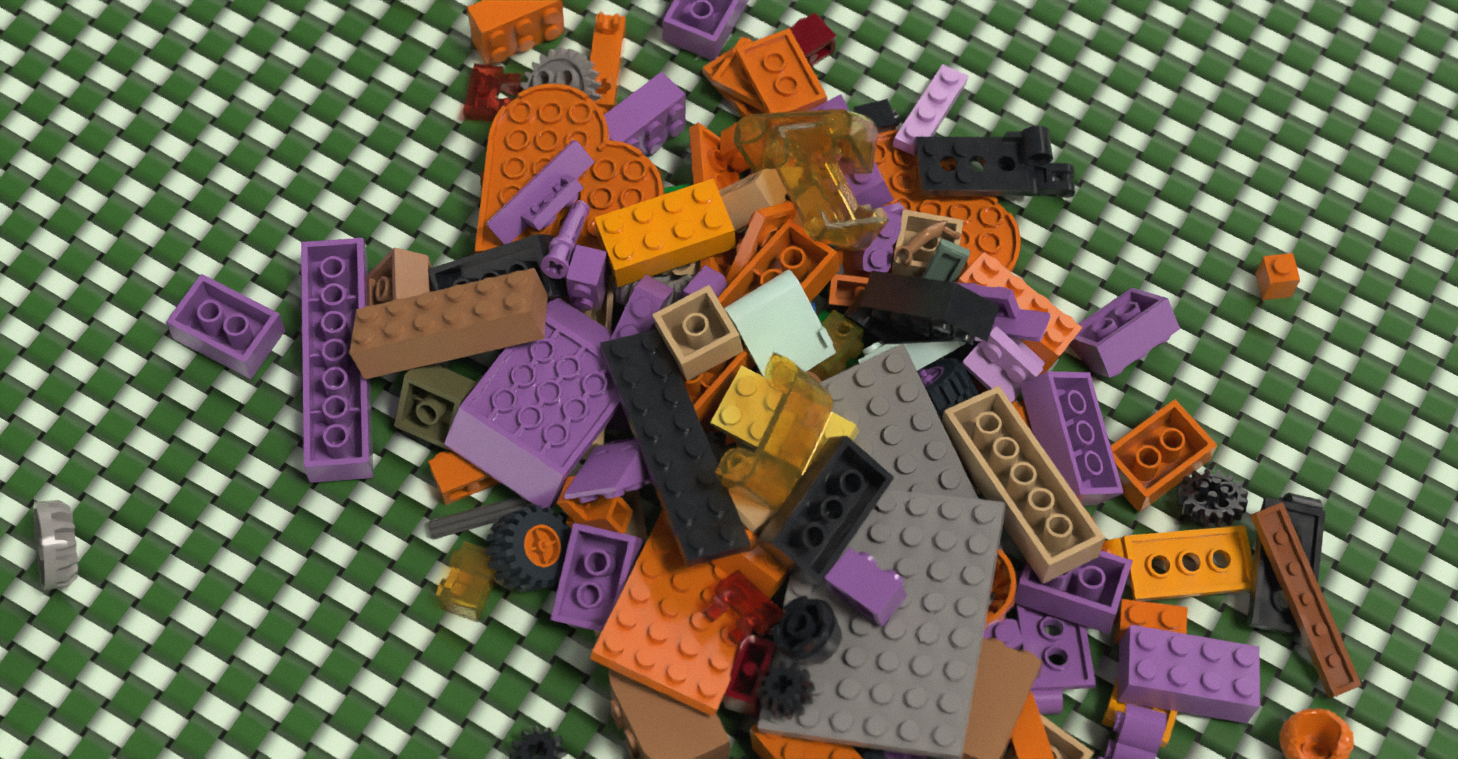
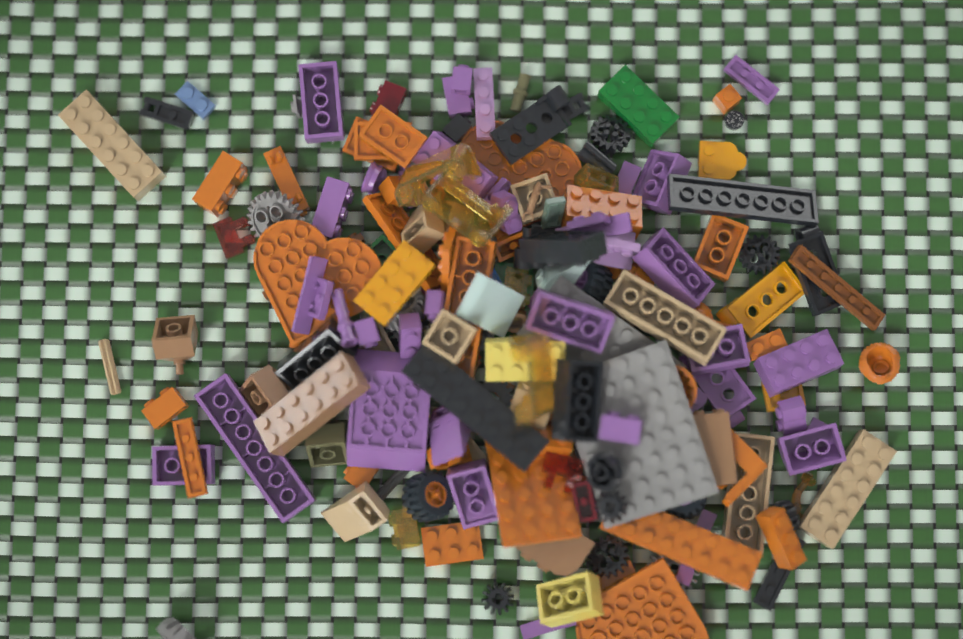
camera: 25 degrees left, 20 degrees up
(219, 161) = (109, 366): none -> tan axle
(240, 313) = (190, 457): none -> orange tile
(253, 246) = (165, 407): none -> orange brick
(325, 169) = (175, 339): none -> medium nougat piece
(415, 514) = (357, 513): none -> tan slope
(522, 643) = (451, 544): none -> orange plate
(721, 113) = (373, 178): none -> medium lavender piece
(880, 401) = (569, 320): none -> medium lavender brick
(901, 80) = (456, 102): none -> medium lavender brick
(917, 58) = (461, 80): none -> medium lavender brick
(989, 123) = (520, 92): none -> olive pin
(1028, 264) = (596, 178): none -> clear yellow brick
(1044, 257) = (597, 158): none -> black pin
(1078, 301) = (628, 177): none -> medium lavender tile
(1097, 240) = (603, 125): none -> black gear
(1144, 221) = (638, 106): none -> green brick
(1222, 352) = (719, 160): none -> light orange plate
(1228, 408) = (742, 200): none -> plate
(1273, 312) = (734, 120): none -> black tile
(1327, 273) = (751, 80): none -> medium lavender plate

